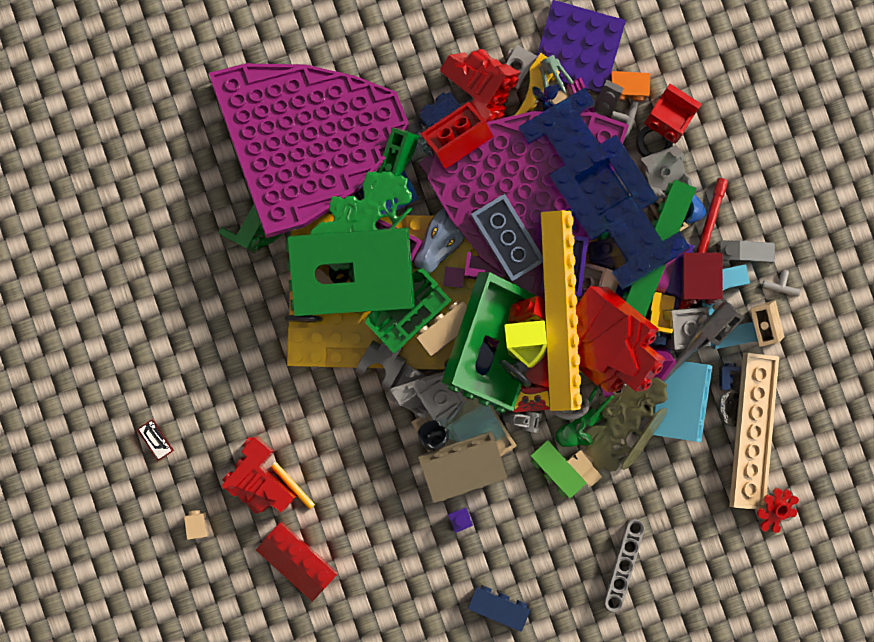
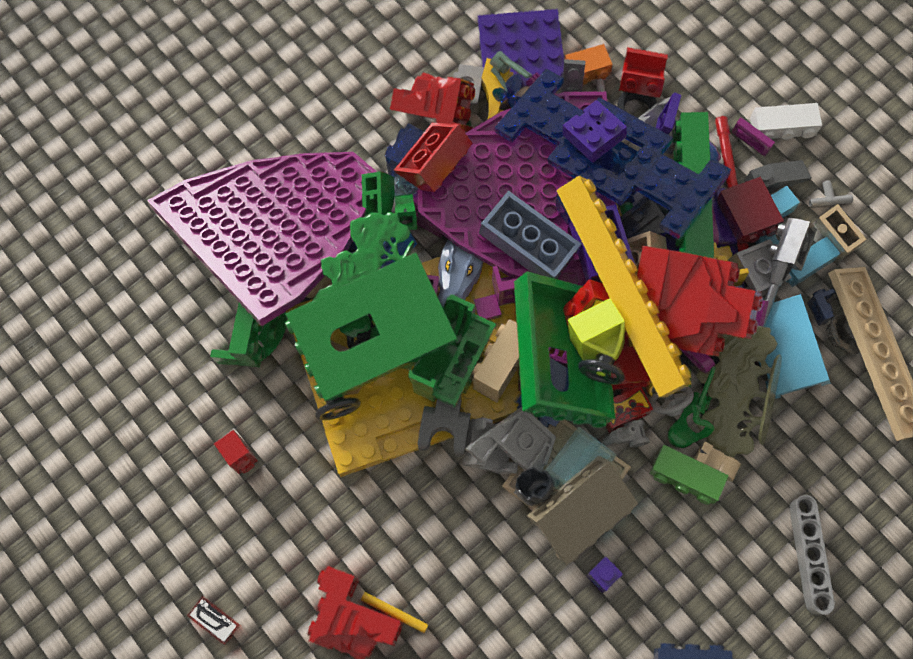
camera: 20 degrees left, 15 degrees down
(213, 319) = (236, 452): none -> red brick
(417, 171) = (406, 210): none -> green leg
(603, 171) = (594, 131): none -> dark purple piece
(665, 174) = (667, 117): none -> dark purple plate
(741, 207) = (753, 137): none -> magenta tile
(775, 204) = (787, 120): none -> white brick

